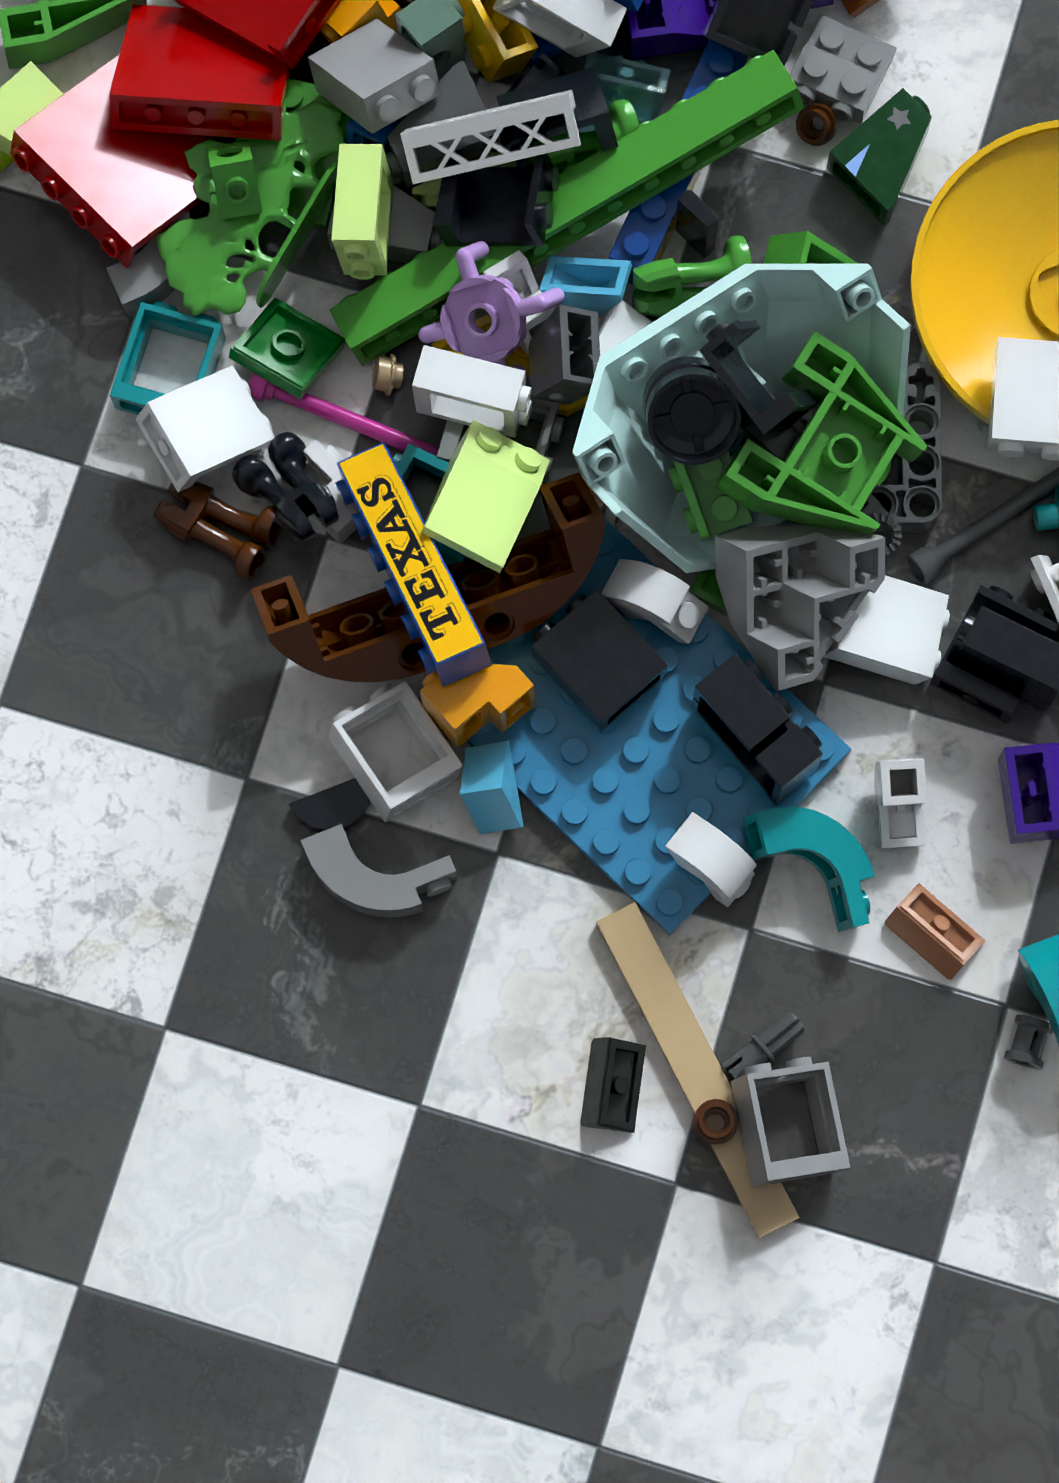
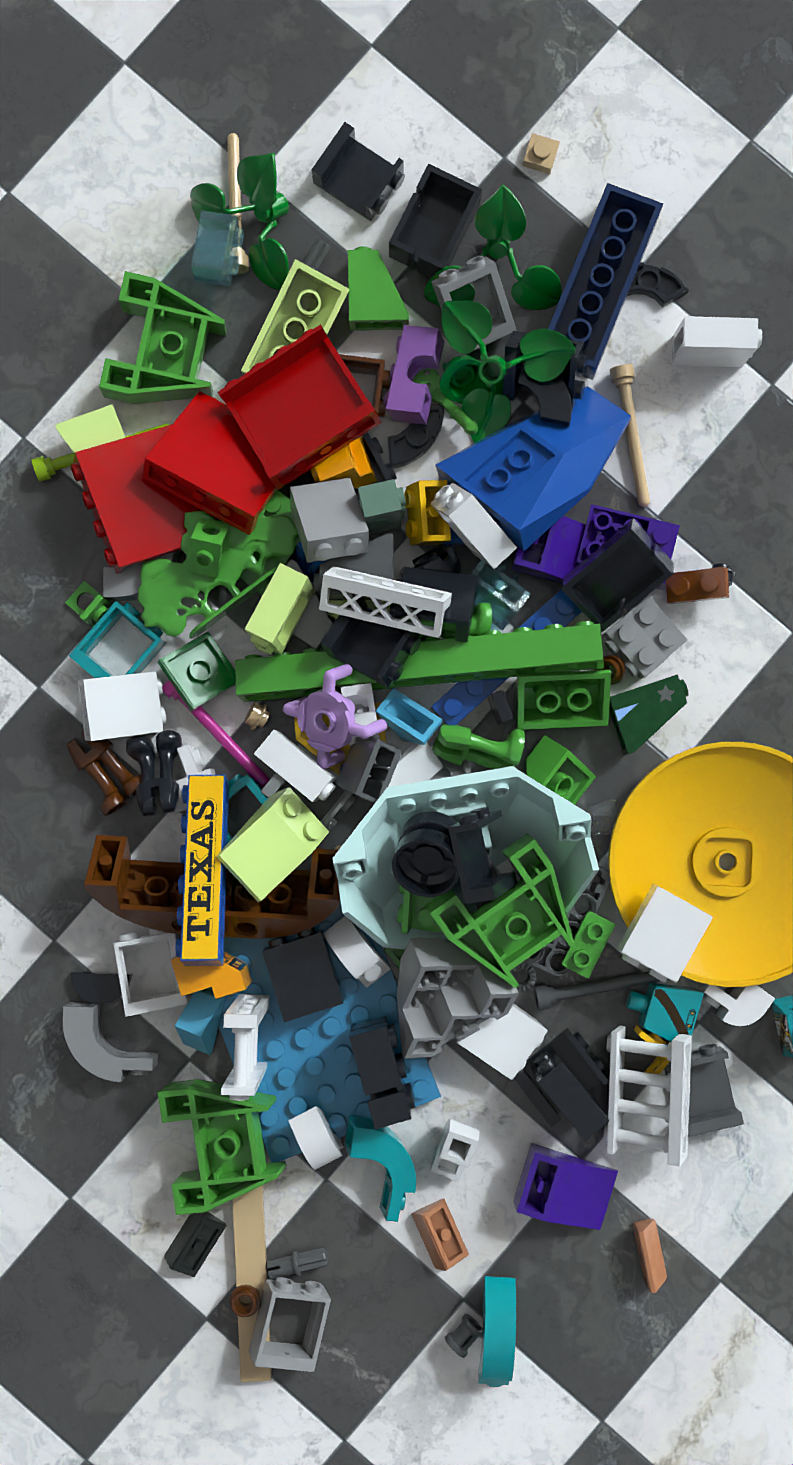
camera: 20 degrees right, 10 degrees up
(116, 334) = (95, 610): none -> bright green bracket
(551, 722) = (244, 1018): none -> white fence
(598, 917) = (225, 1142): none -> bright green wedge
(770, 174) = (562, 699): none -> bright green slope
(949, 466) = (589, 944): none -> bright green bracket

